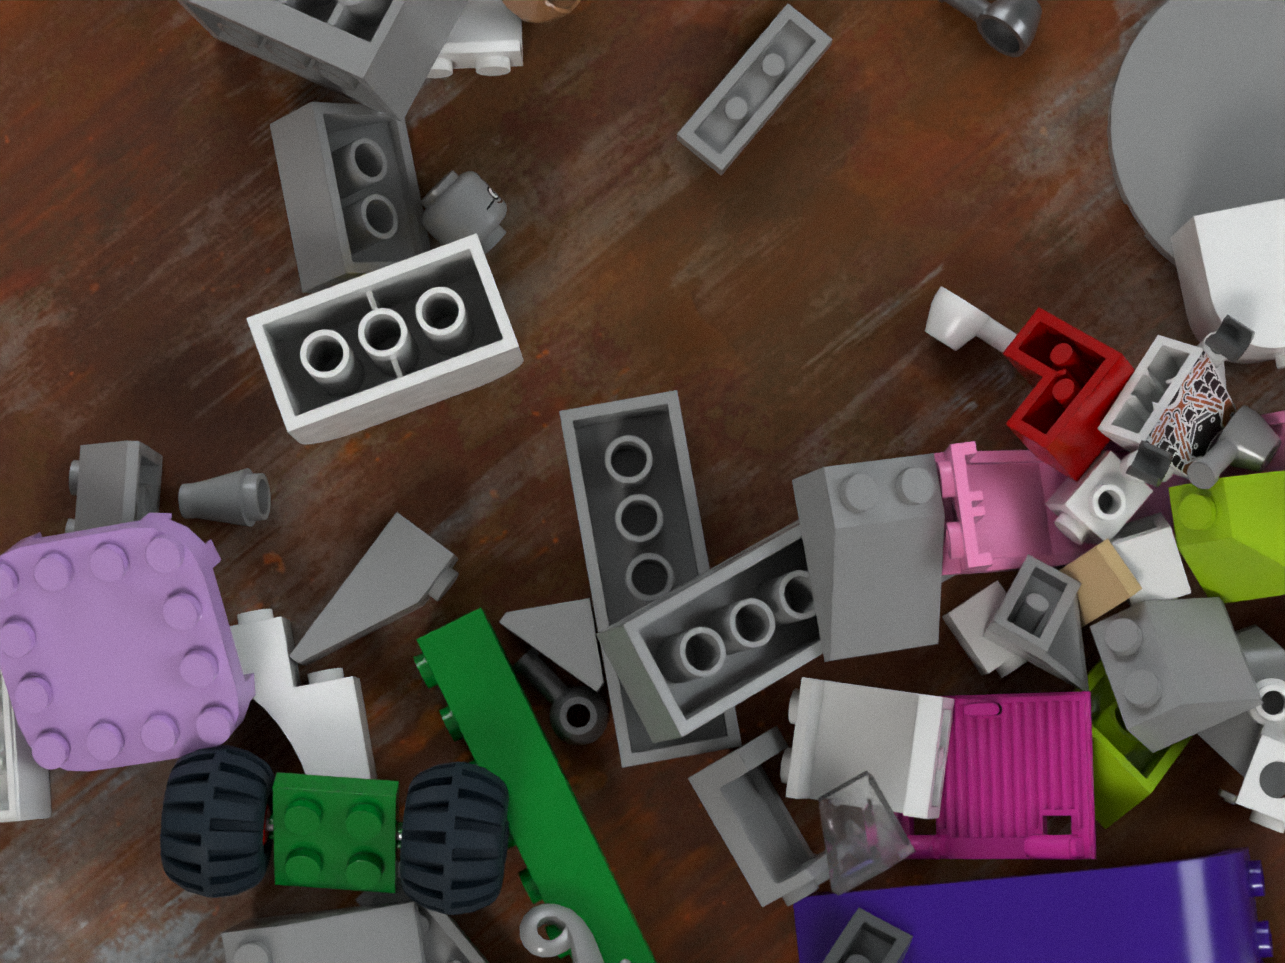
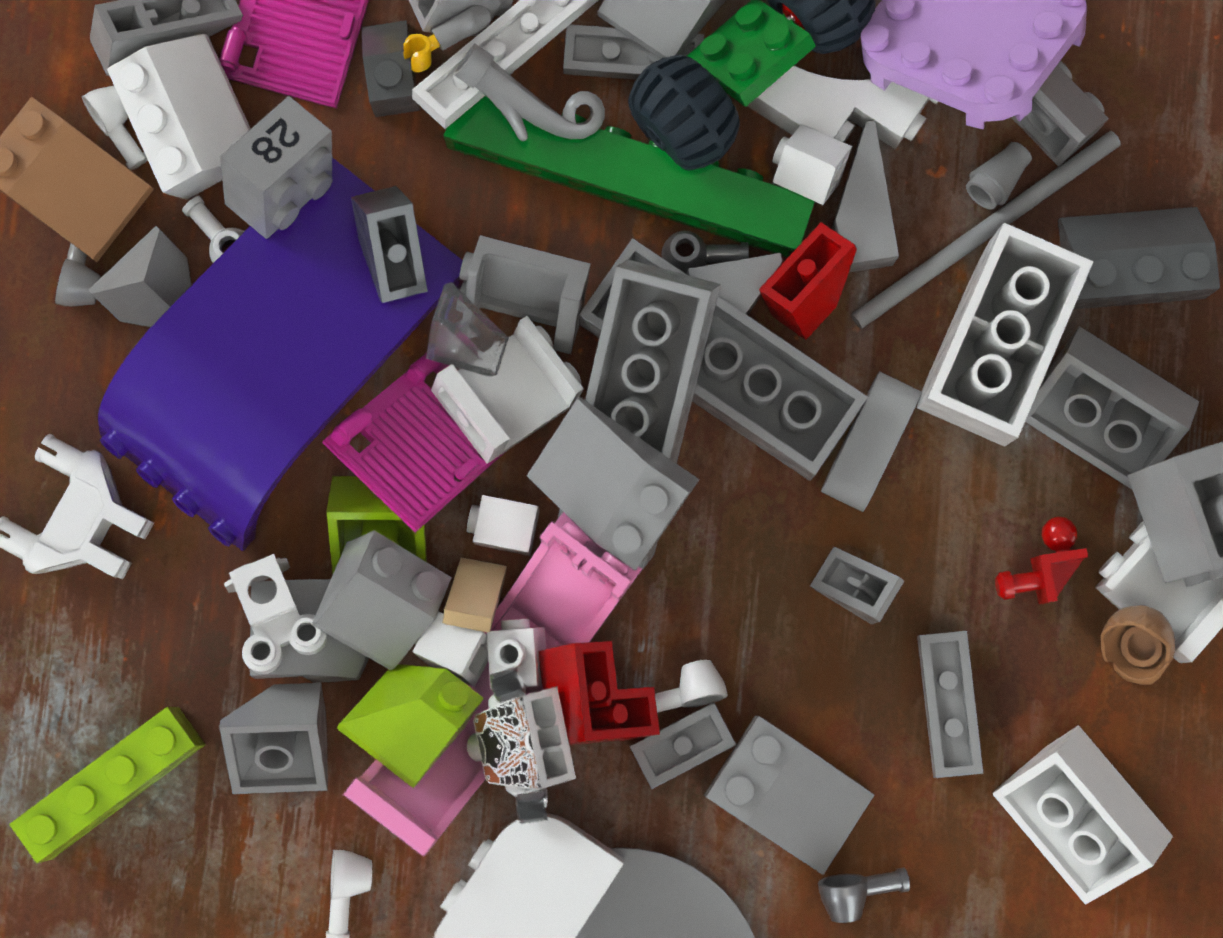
camera: 130 degrees right, 0 degrees up
(178, 302) = (1143, 256): none -> dark grey slope
(292, 464) = (985, 229): none -> light grey piece
(388, 675) = (810, 163): none -> white brick
(464, 207) = (1037, 463): light grey head -> none
(497, 570) = (810, 281): none -> red slope
(548, 114) = (1049, 570): none -> red piece
(588, 375) = (871, 441): none -> light grey beam
(731, 265) = (857, 585): none -> light grey slope
(974, 154) = (789, 794): none -> light grey slope
(1022, 281) = (682, 745): none -> light grey plate
(1043, 622) = (479, 549): light grey slope -> none
(1244, 444) = (466, 767): light grey bar -> none

